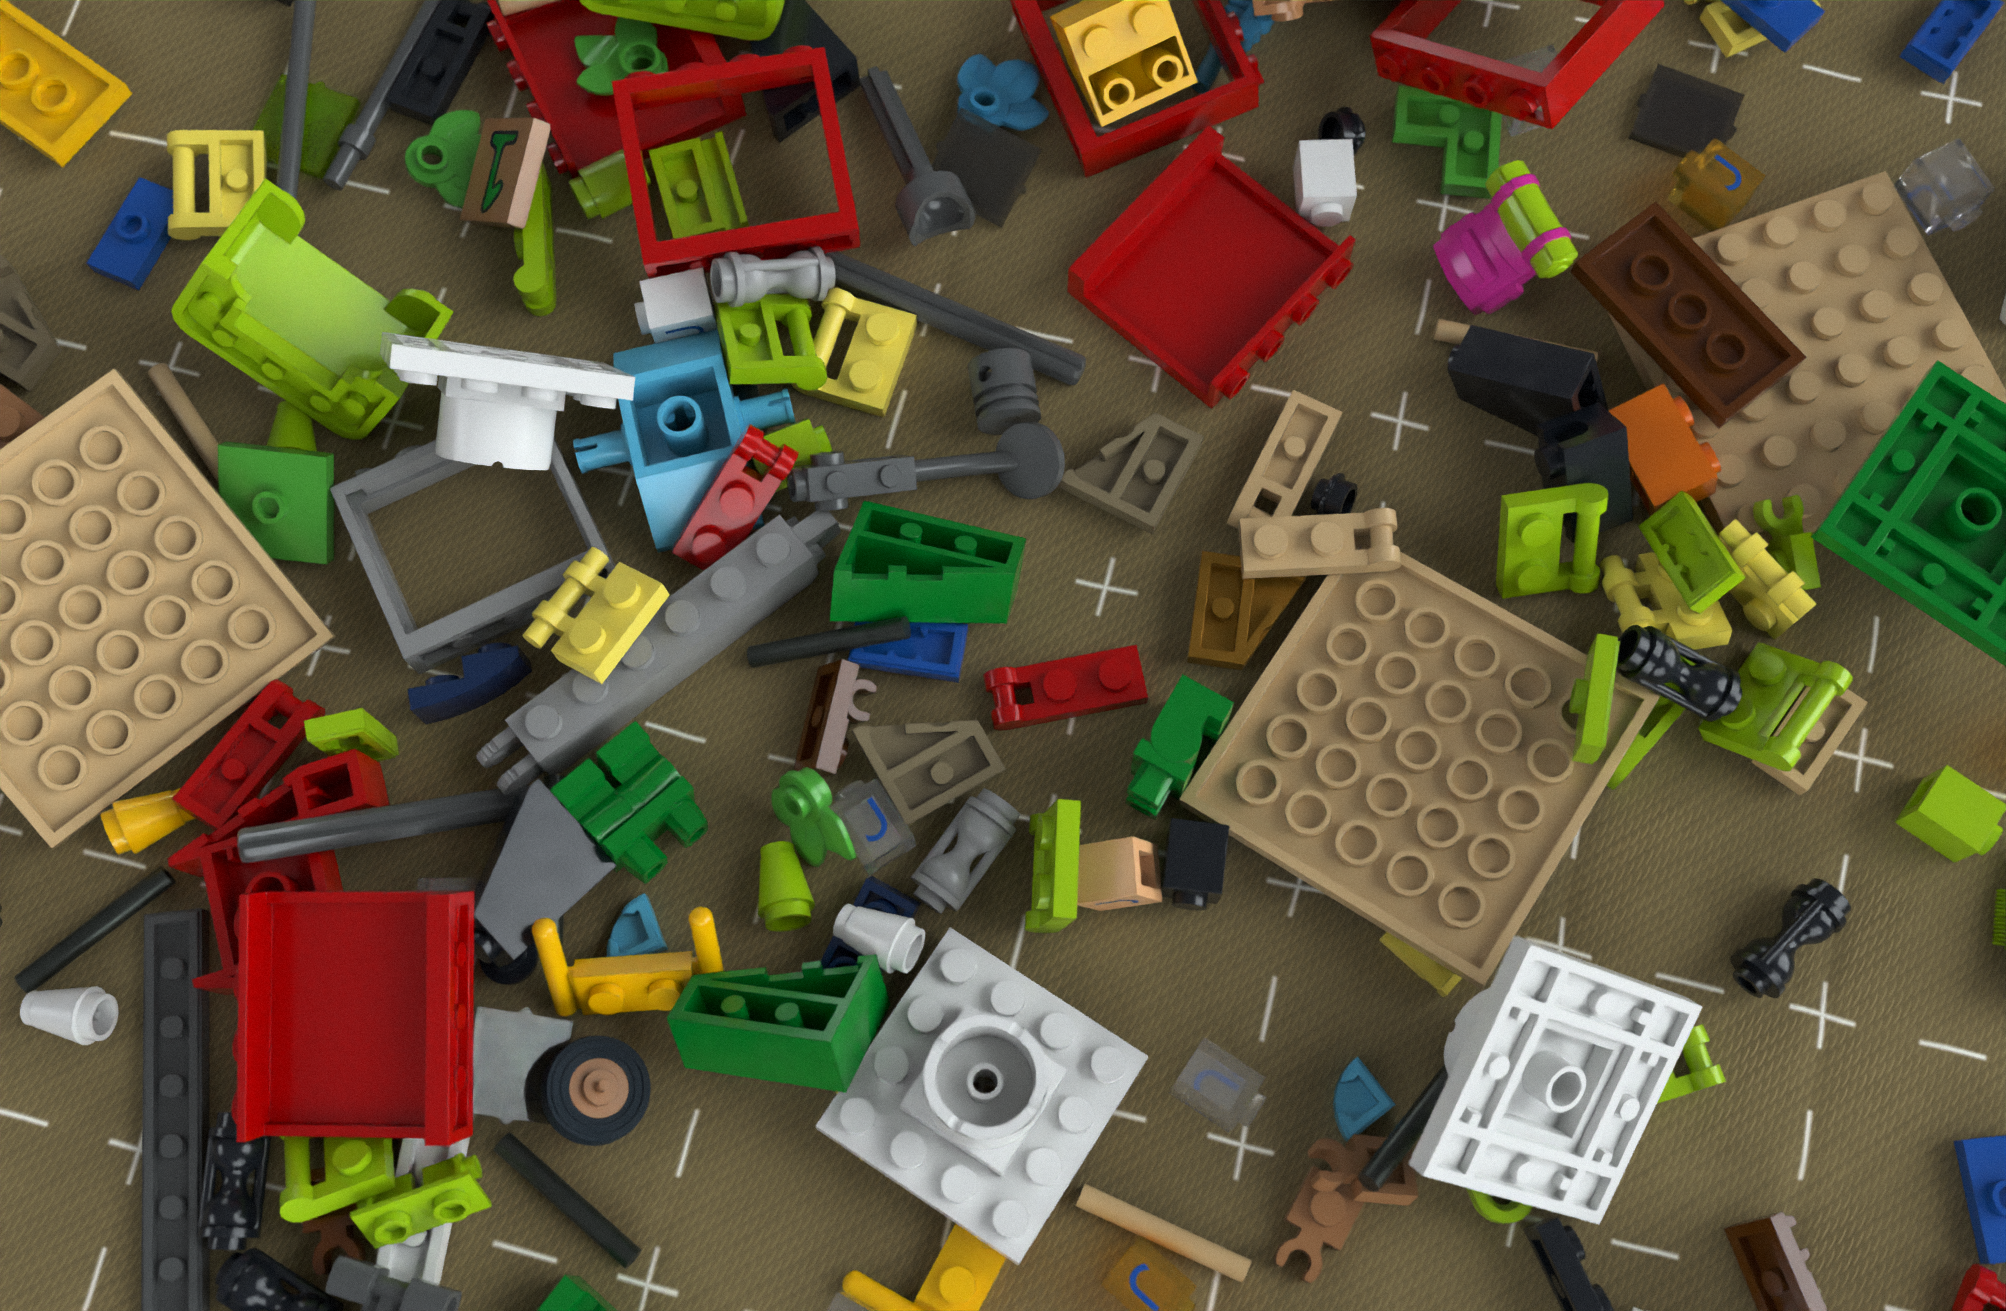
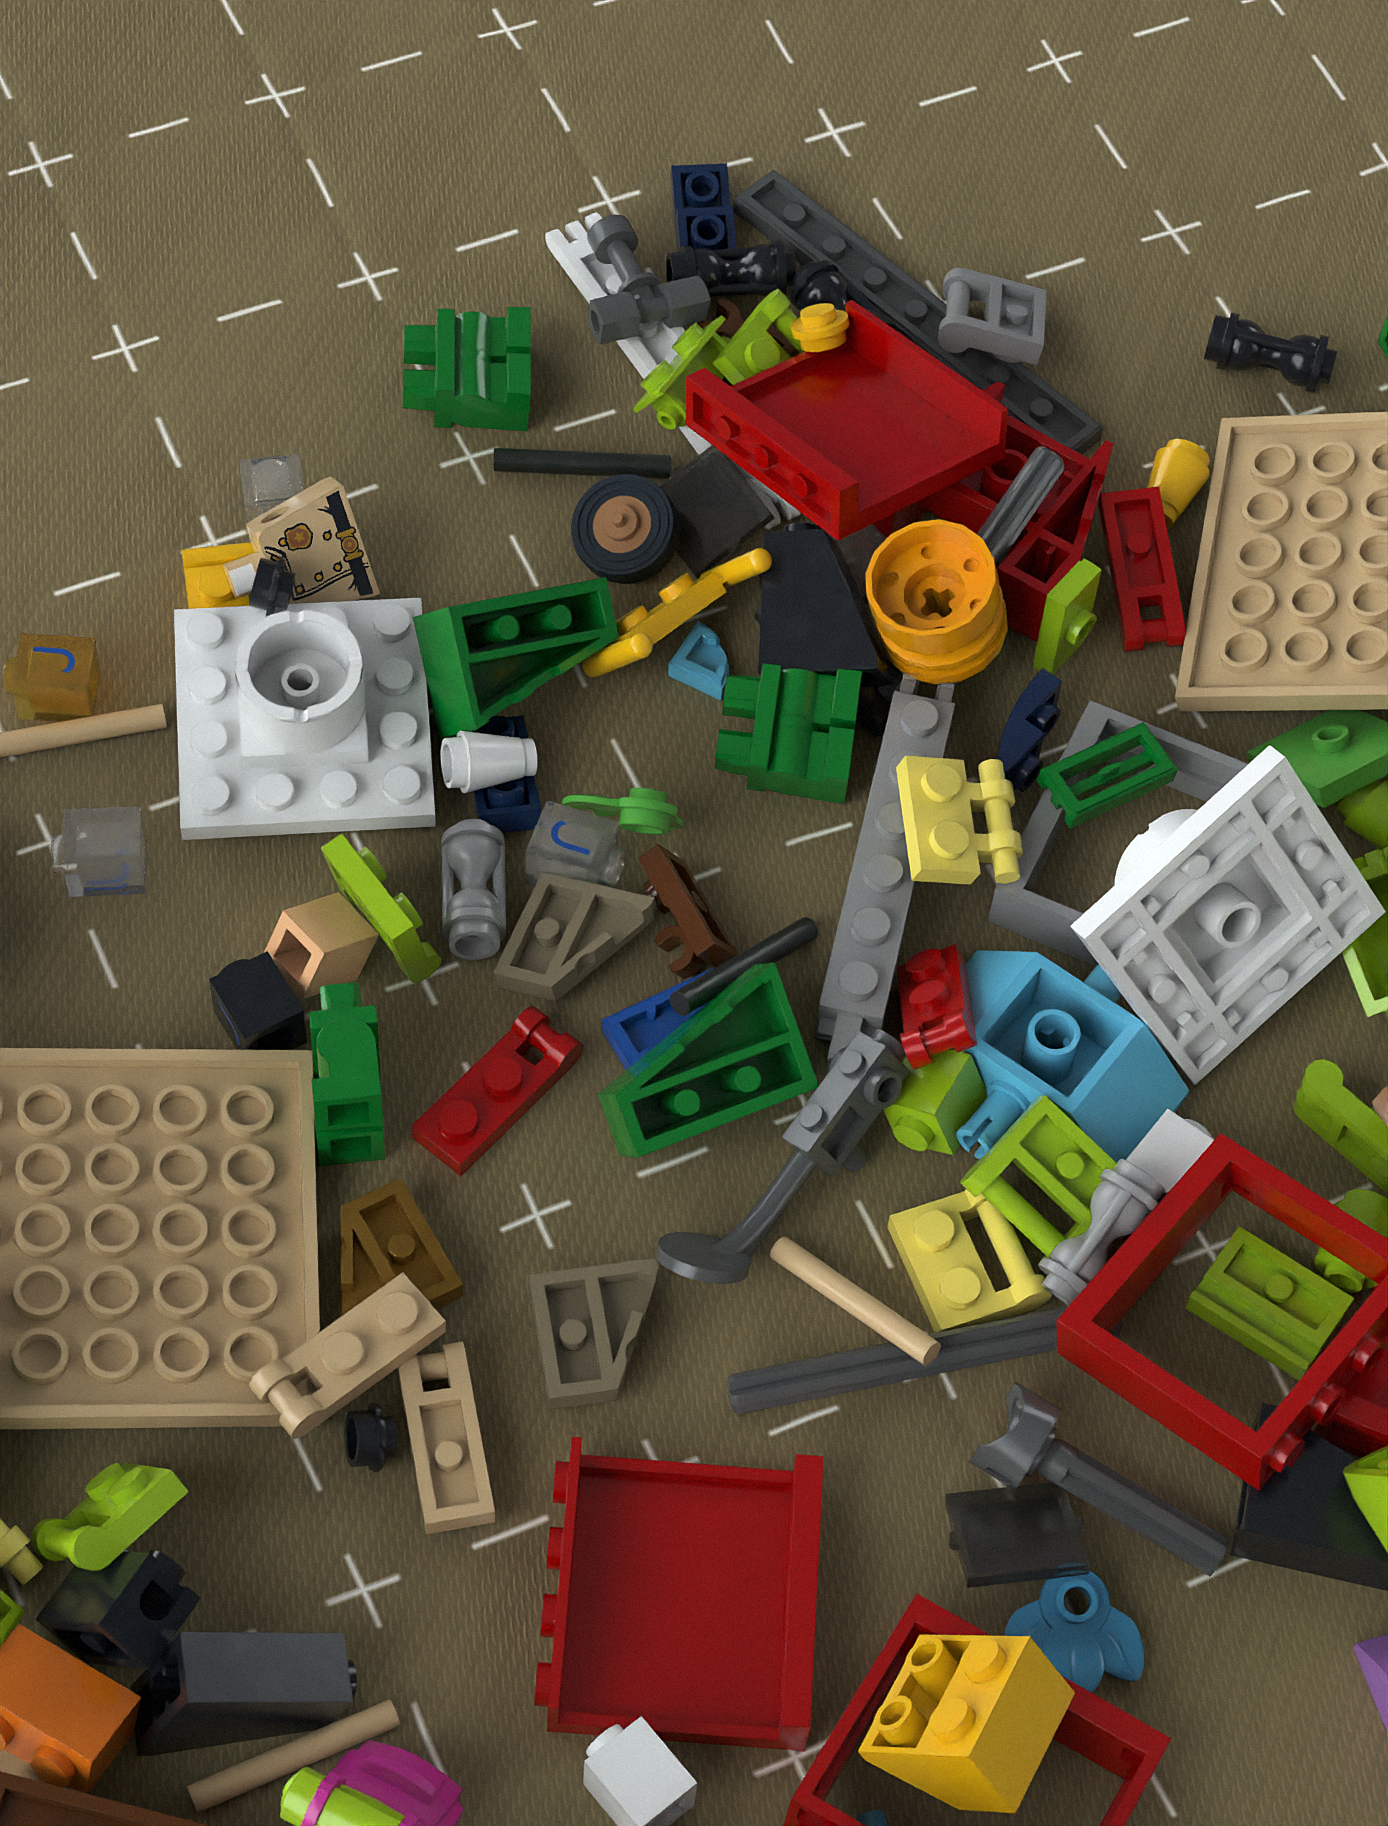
camera: 135 degrees right, 15 degrees down
(72, 1013) = (1081, 335): white cone -> none
(94, 929) = (1131, 400): pearl dark grey piece -> none
(109, 1068) = (1012, 316): none -> light grey plate
(282, 1143) = (820, 327): none -> yellow plate
(445, 748) = (937, 601): none -> light orange wheel
(498, 592) = (1082, 811): none -> green tile
(783, 889) = (605, 760): lime cone -> none
(872, 1245) = (318, 542): none -> tan torso
(934, 1209) = (271, 586): none -> black plate
(956, 366) = (855, 1301): none -> tan bar
(1006, 393) = (784, 1304): dark grey piece -> none

